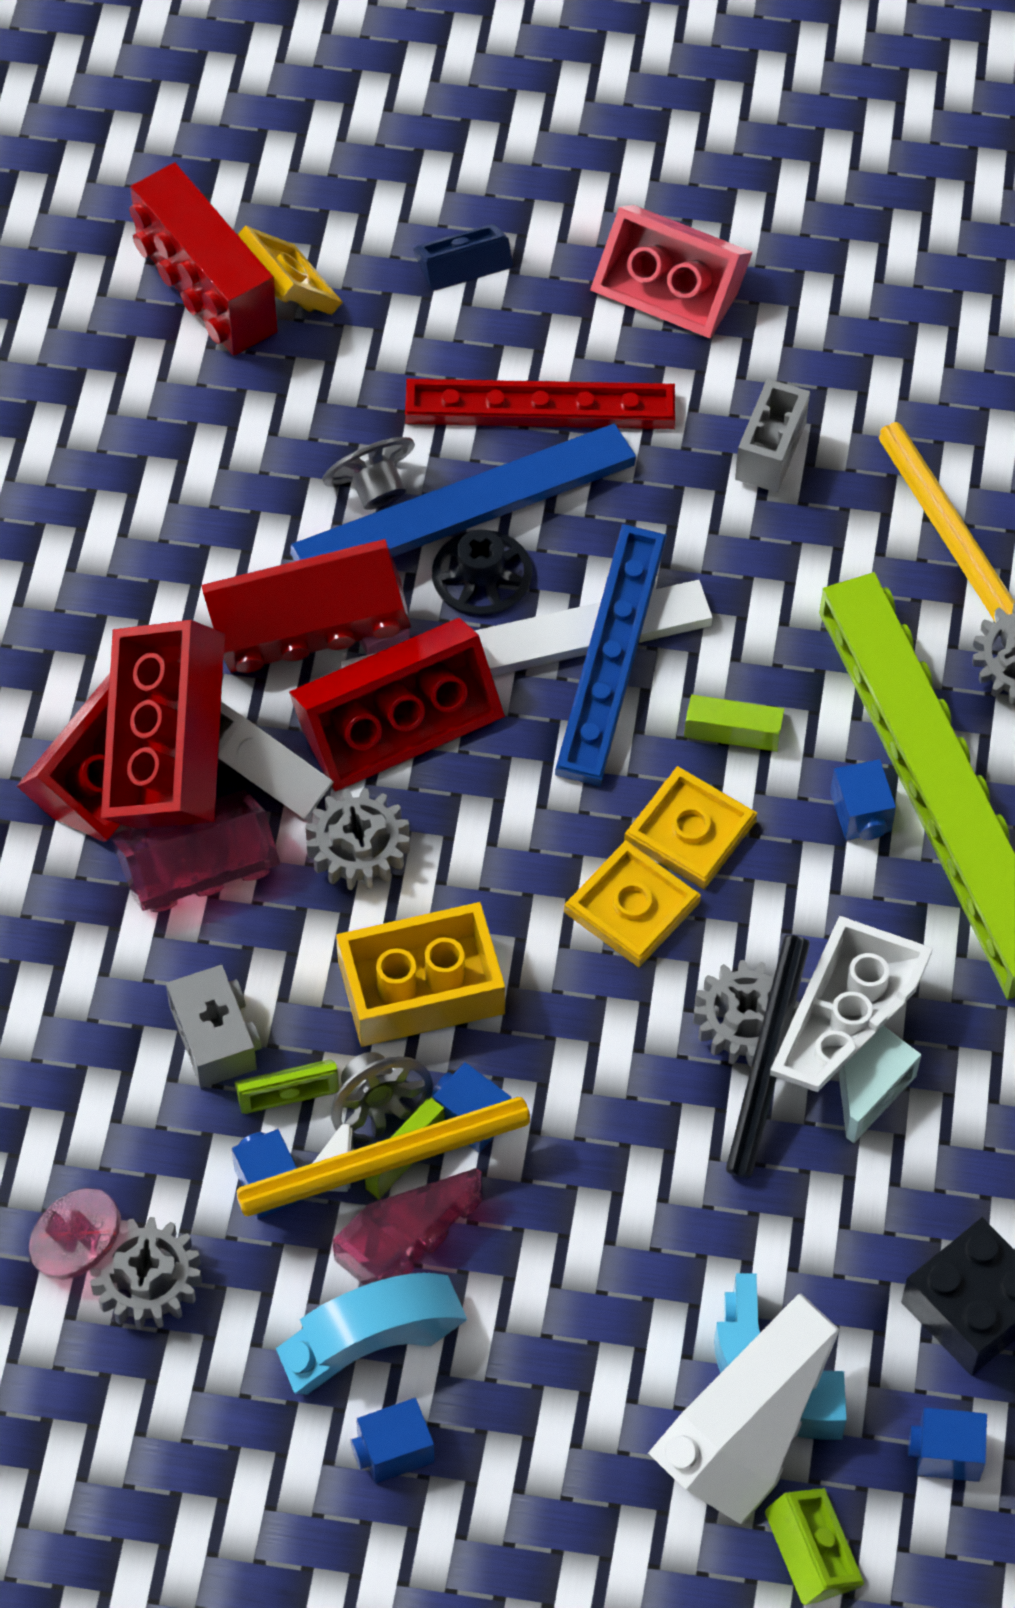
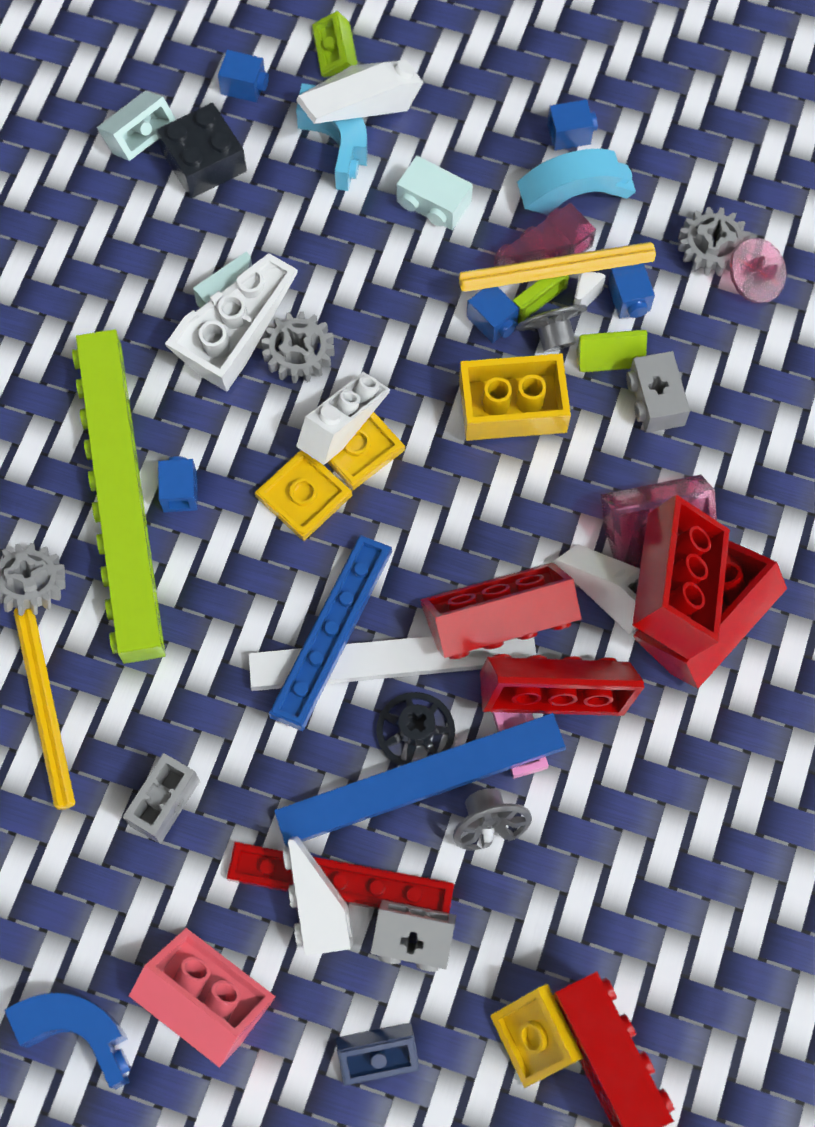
camera: 170 degrees left, 10 degrees up
(377, 827) = (556, 504): light grey gear -> none
(442, 349) = (393, 931): none -> light grey brick
(557, 358) = (321, 909): none -> white slope
(595, 1285) = (434, 193): none -> light aqua brick
(656, 912) = (340, 417): none -> white slope
(733, 723) = (252, 568): lime slope -> none
(771, 1036) = (292, 303): black axle -> none
(806, 232) = (65, 1013): none -> blue arch

